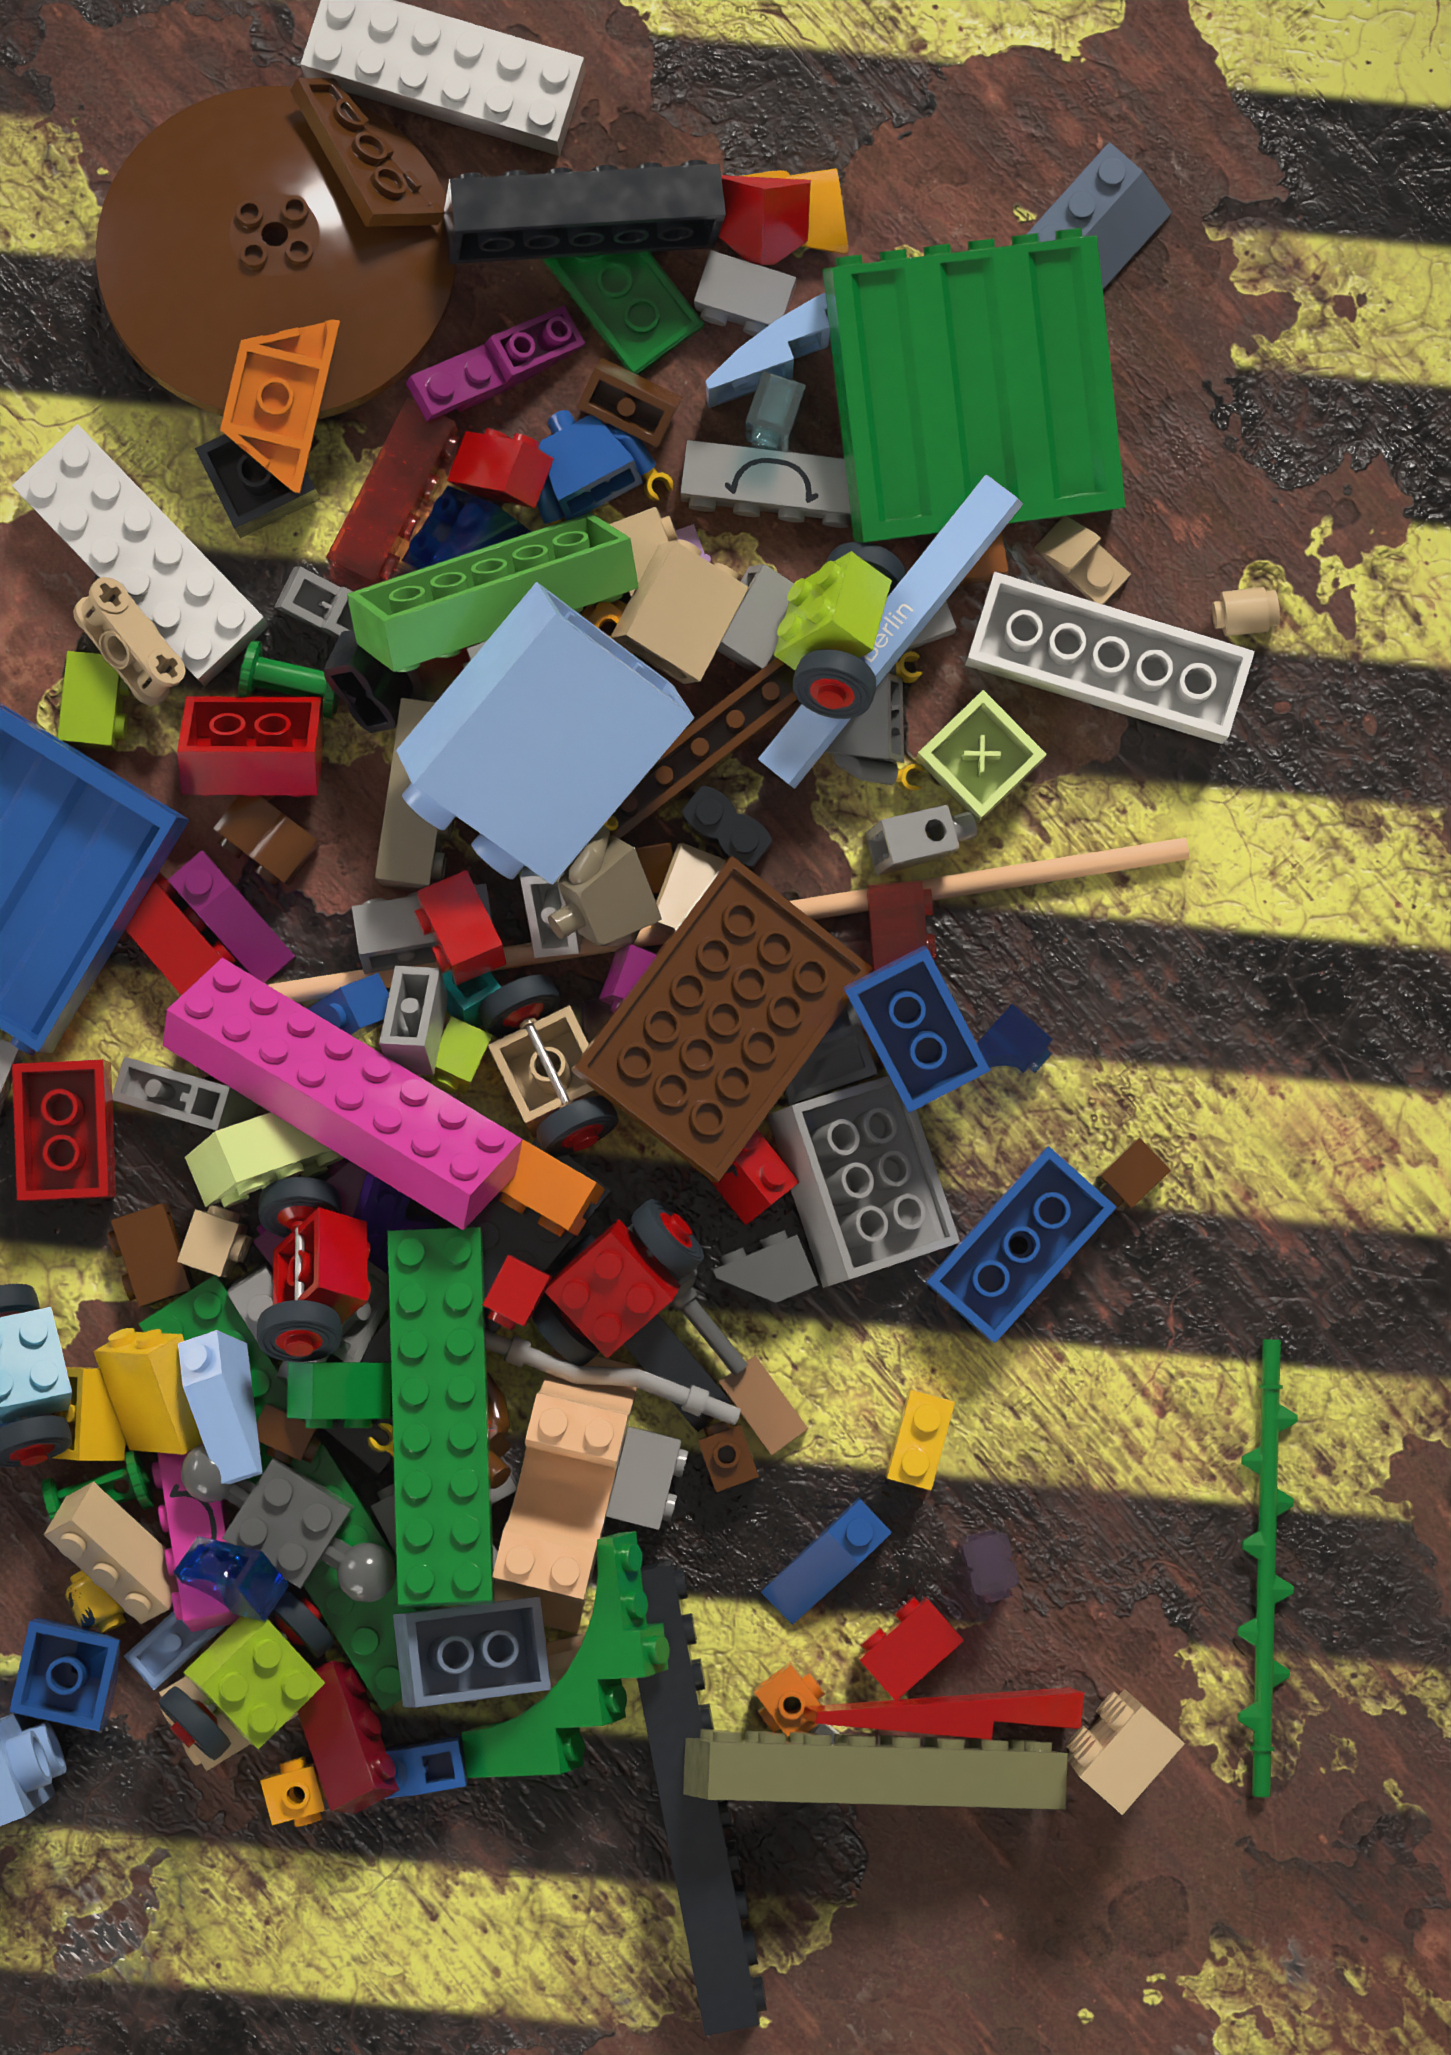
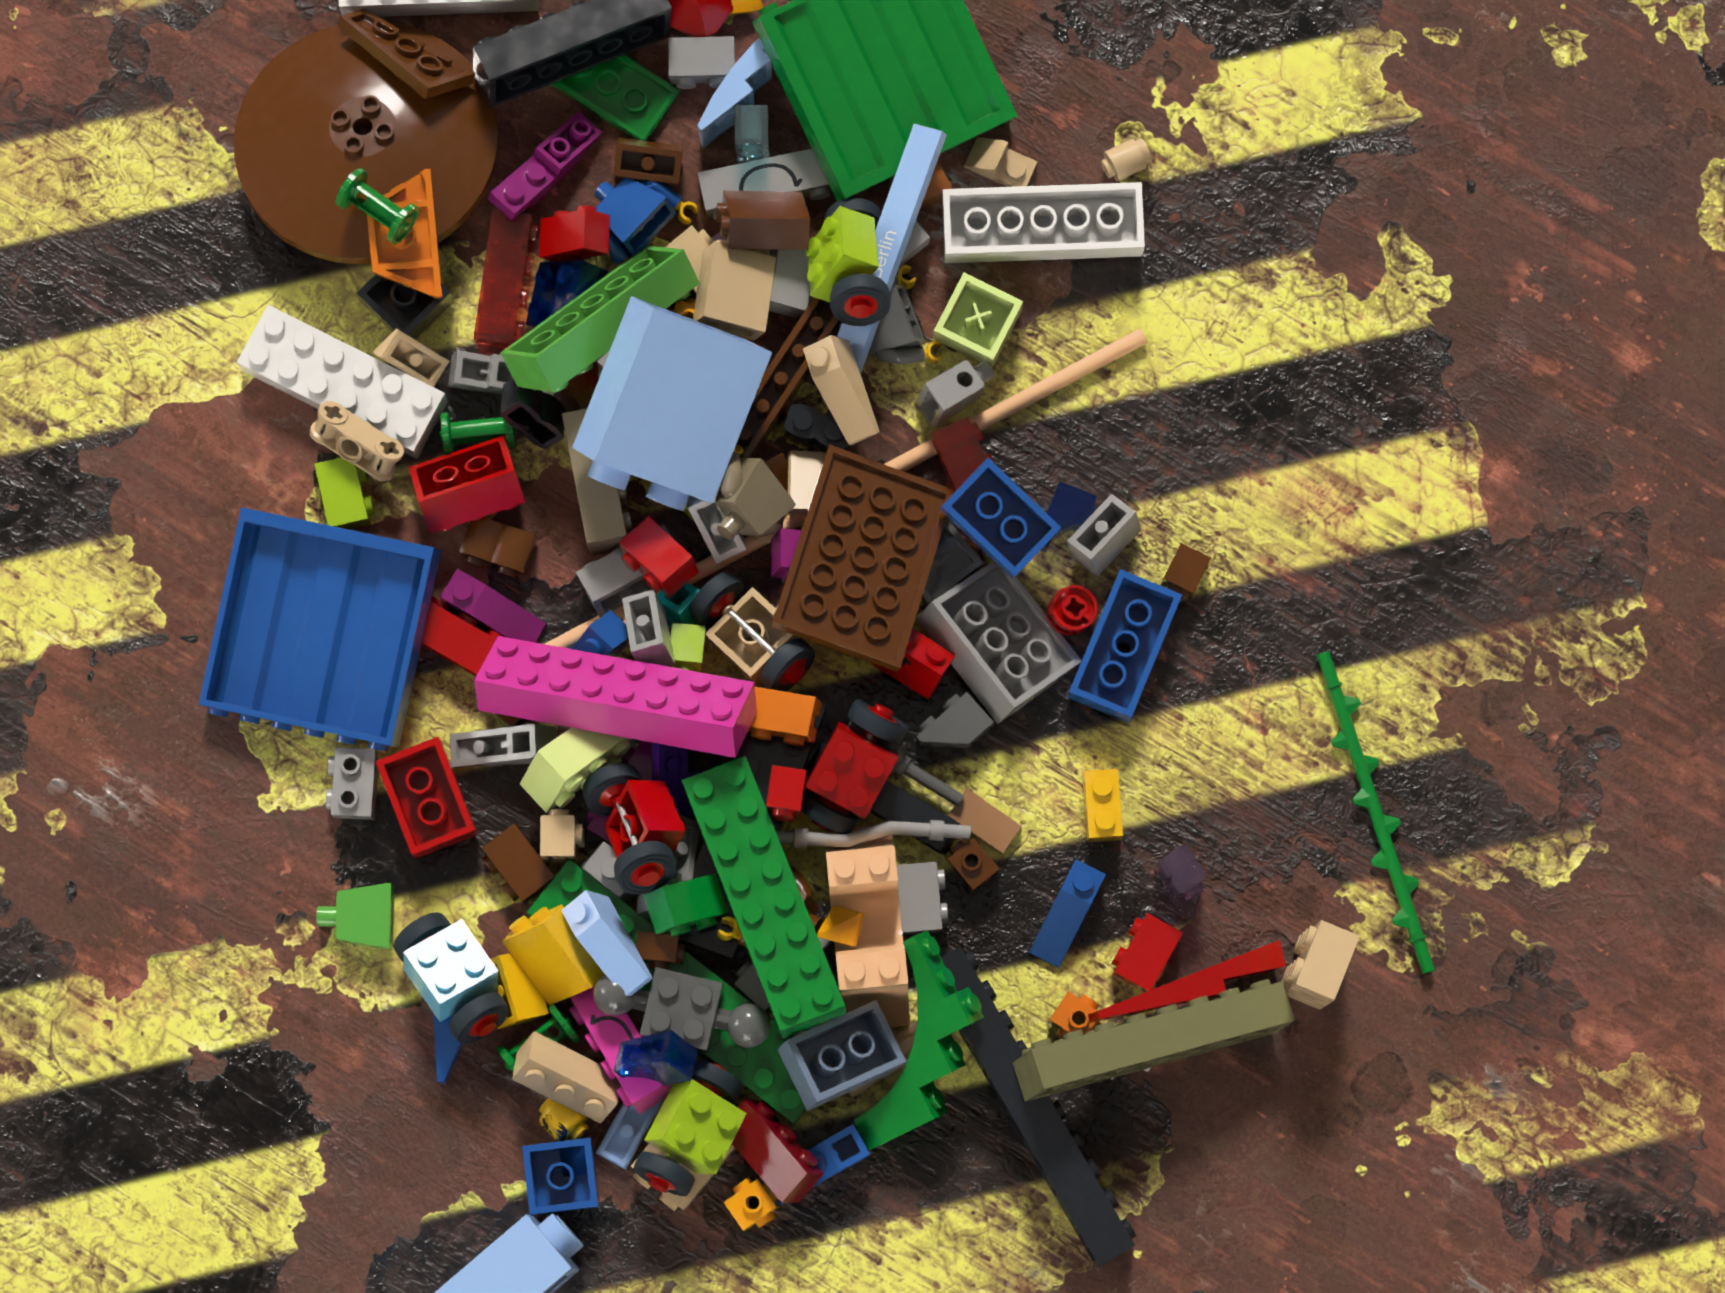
camera: 20 degrees left, 5 degrees down
(238, 557) = (412, 357): none -> tan slope
(271, 374) = (396, 219): none -> green hose
(528, 1487) = (842, 926): none -> light orange slope
(749, 533) = (764, 220): none -> reddish brown brick
(773, 787) = (842, 387): none -> tan slope
(970, 1173) = (1072, 610): none -> red wheel
(1044, 1092) = (1104, 535): none -> light grey brick

